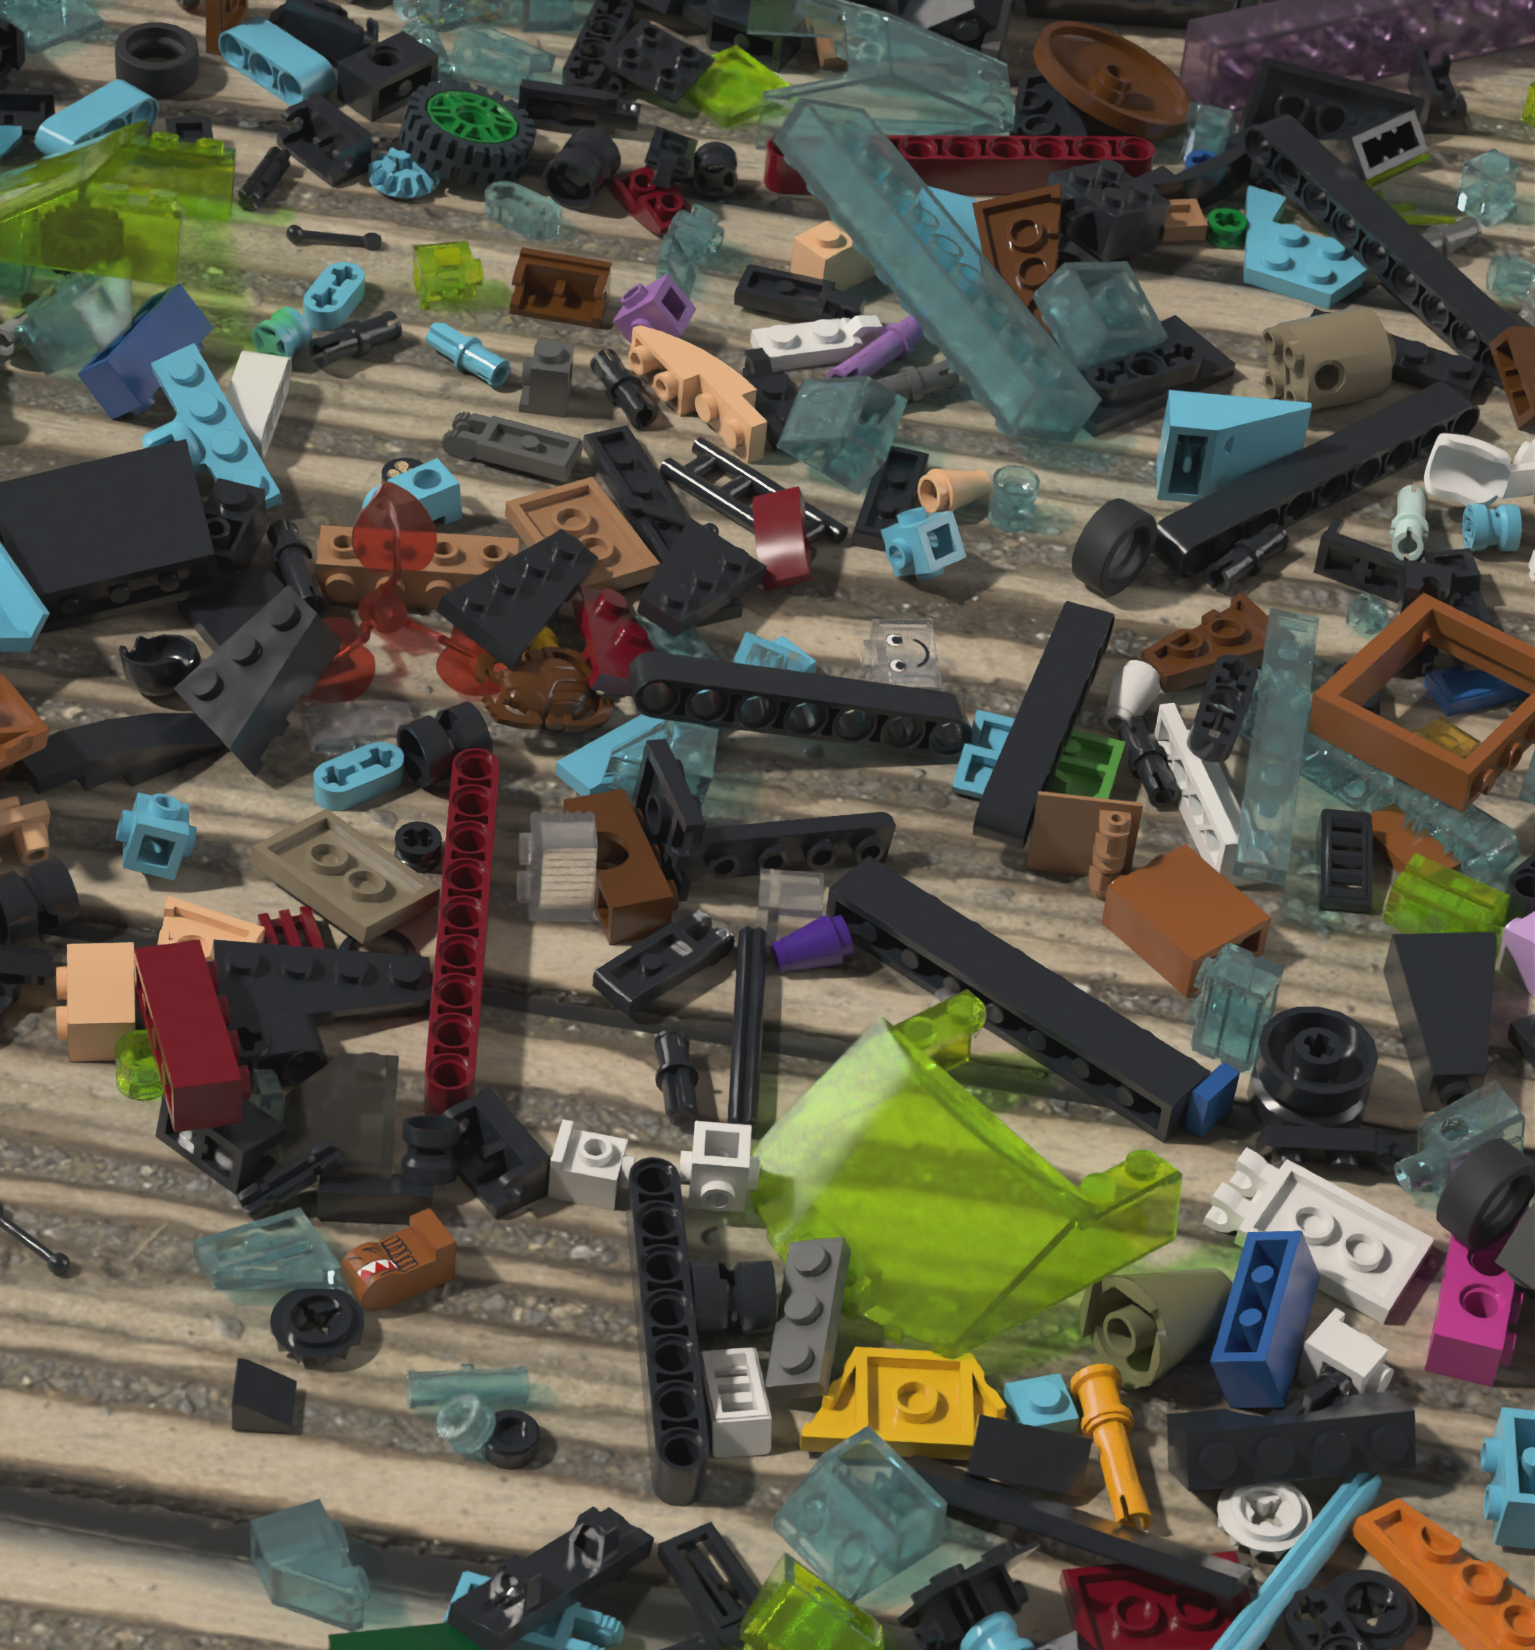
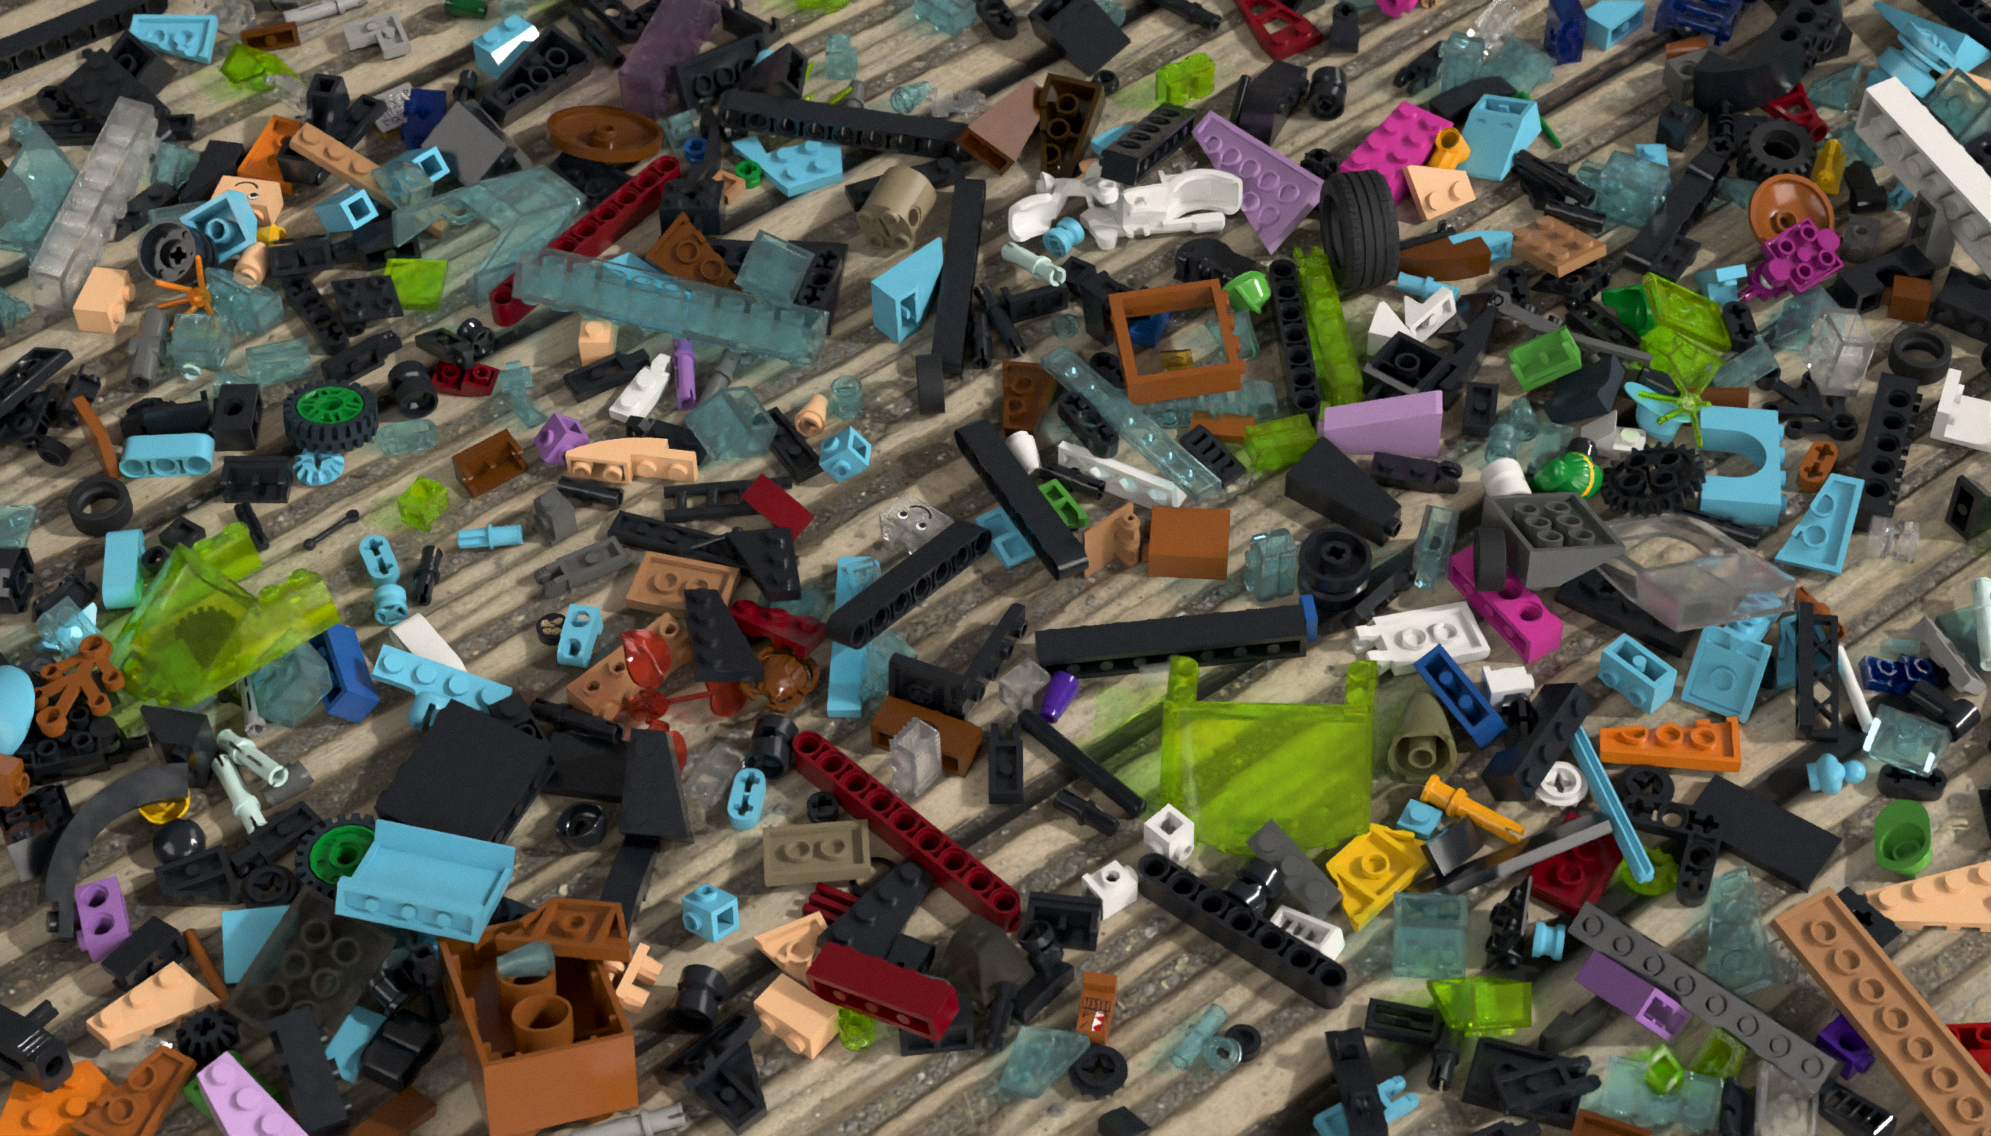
camera: 40 degrees left, 5 degrees up
(1298, 554) = (996, 311): none -> black pin

